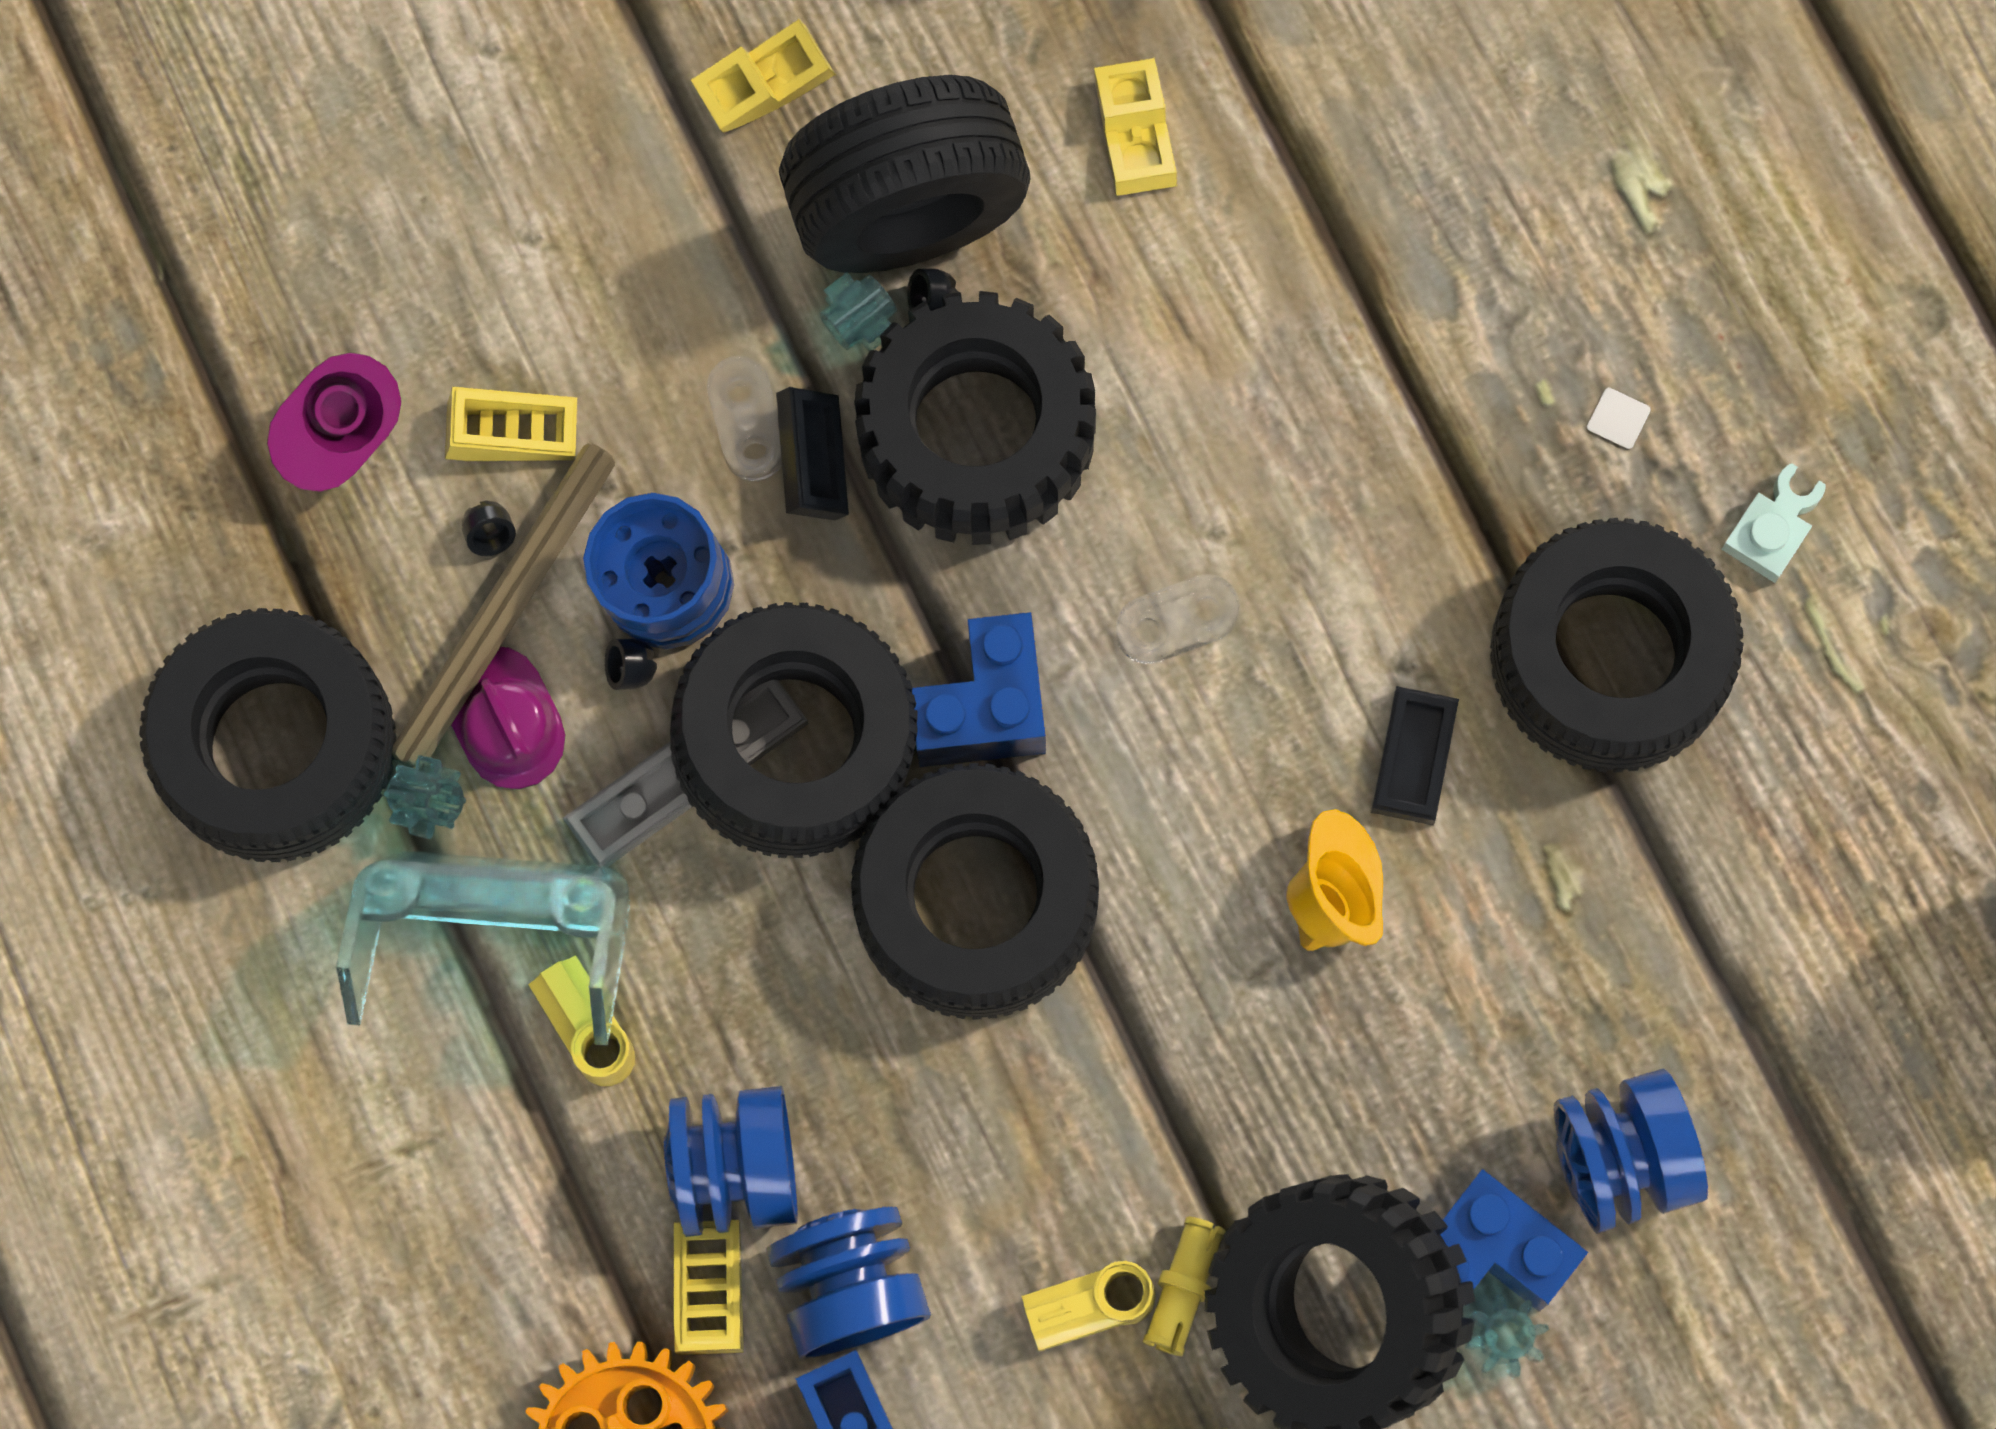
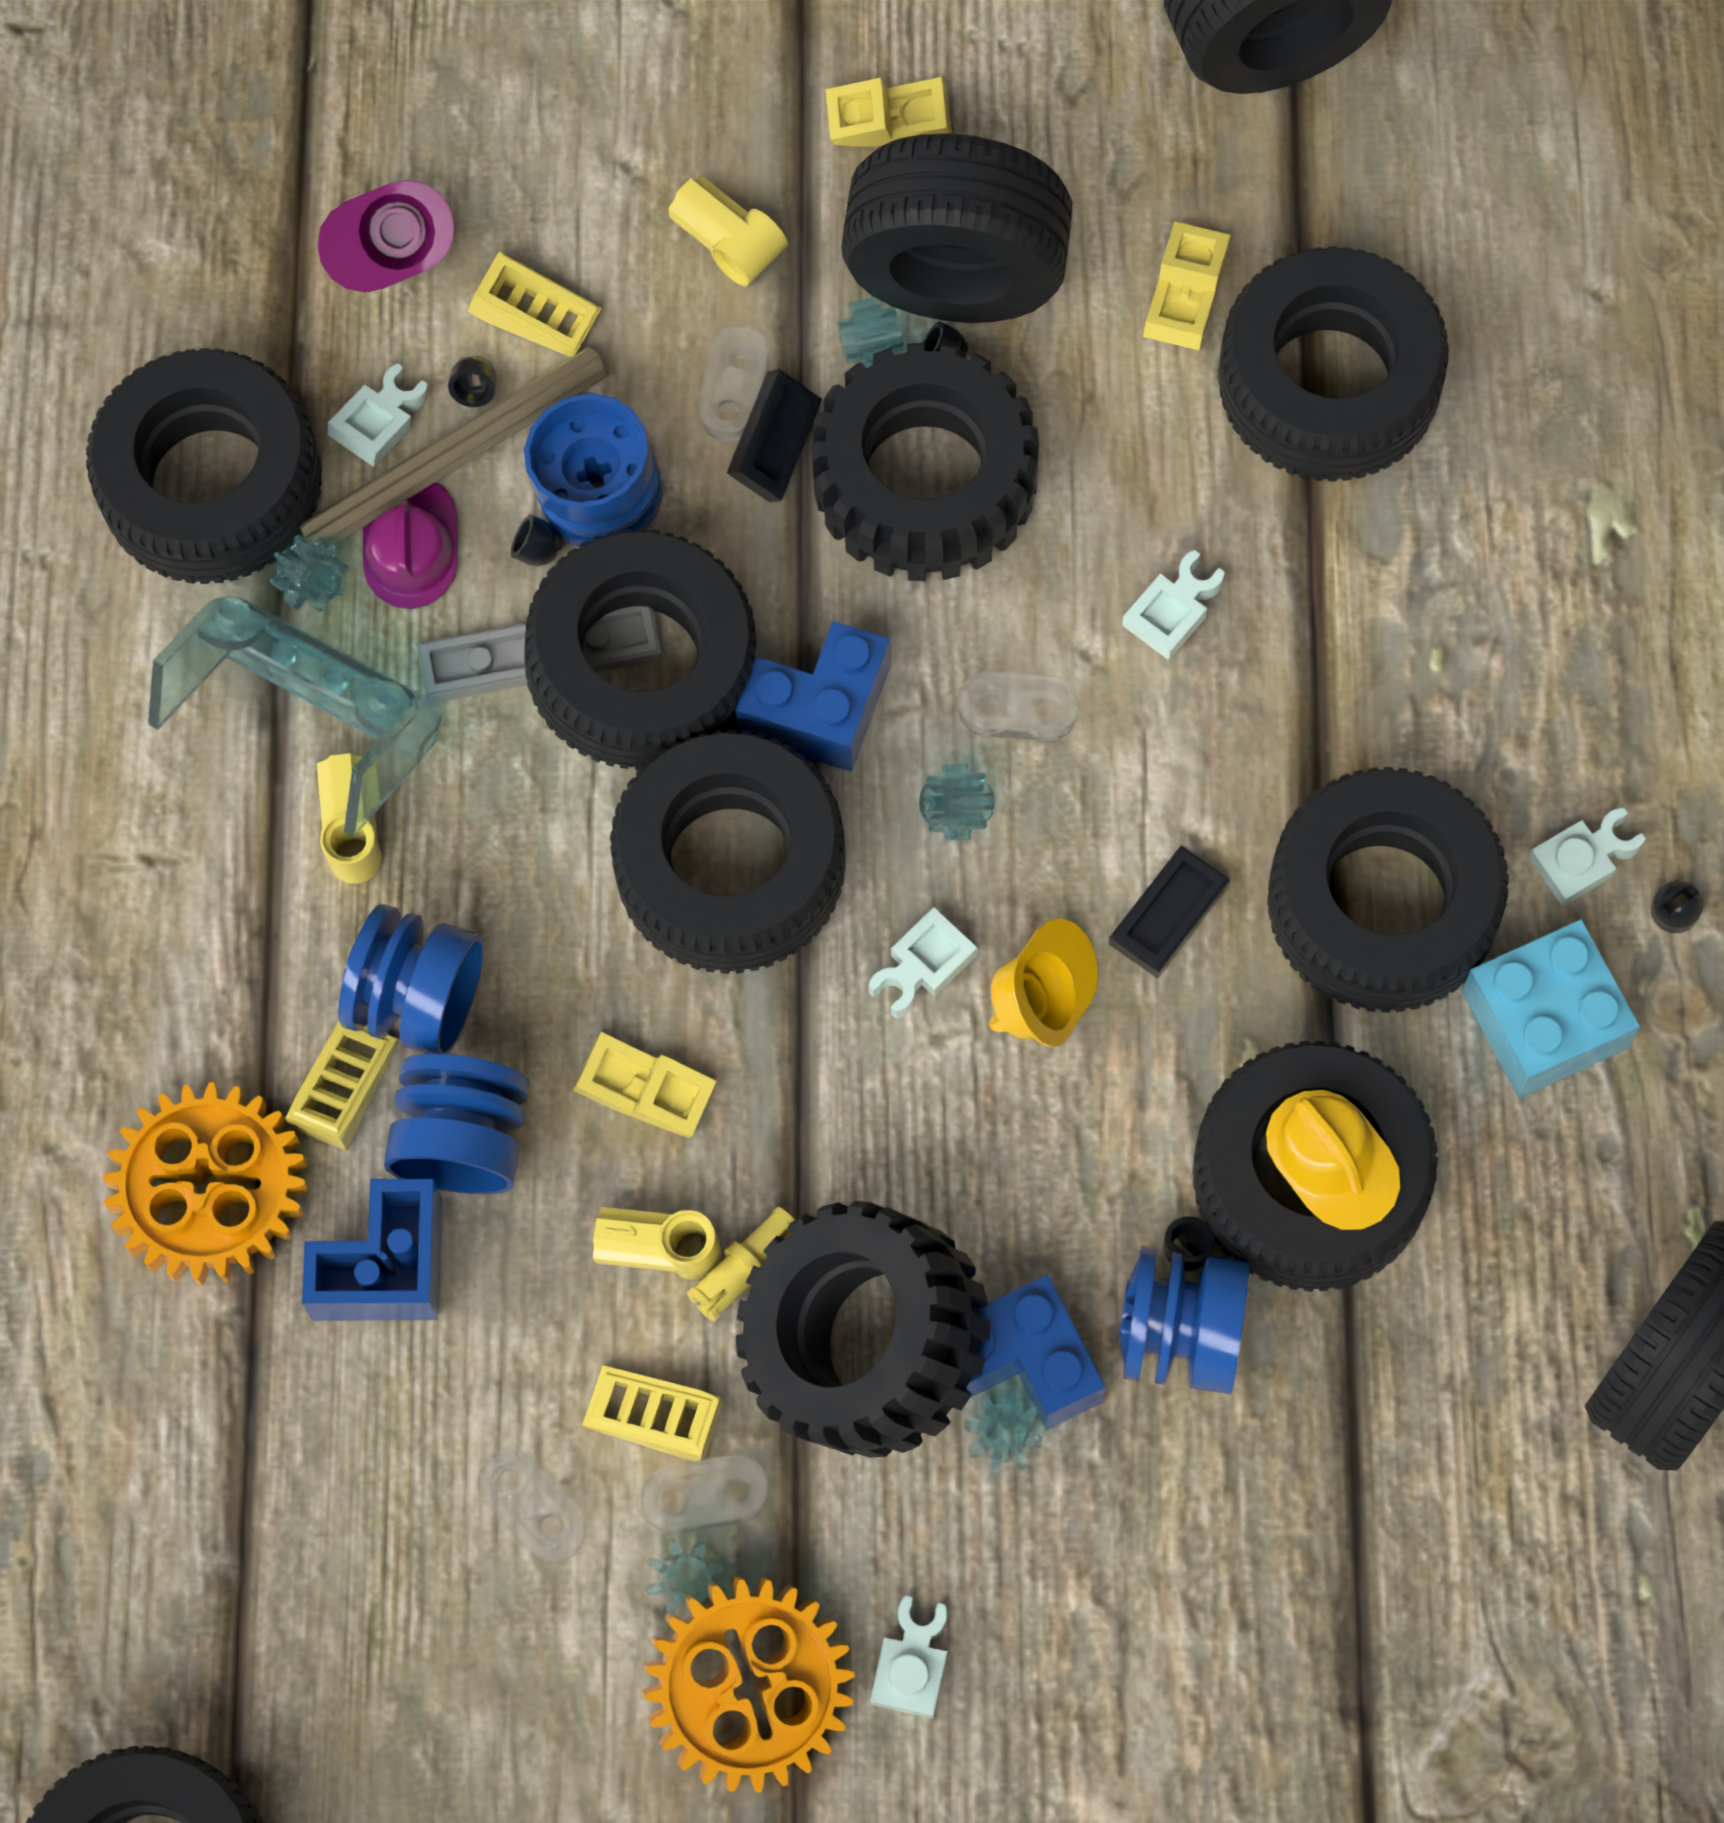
camera: 25 degrees right, 5 degrees down
(411, 612) = (376, 421): none -> light aqua plate
(680, 270) = (738, 239): none -> light yellow piece
(1000, 1156) = (644, 1086): none -> light yellow slope
(1167, 742) = (956, 802): none -> clear light blue gear
(1211, 906) = (927, 957): none -> light aqua plate
(1274, 459) = (1170, 610): none -> light aqua plate
(1333, 71) = (1345, 294): none -> black tyre
(1592, 1062) = (1194, 1236): none -> black hinge
(1618, 418) = (1491, 707): white sticker -> none
(1702, 937) = (1333, 1159): none -> yellow piece
(1727, 876) = (1283, 1243): none -> black tyre
(1817, 691) = (1550, 1008): none -> medium azure brick
(1871, 526) = (1685, 915): none -> black hinge

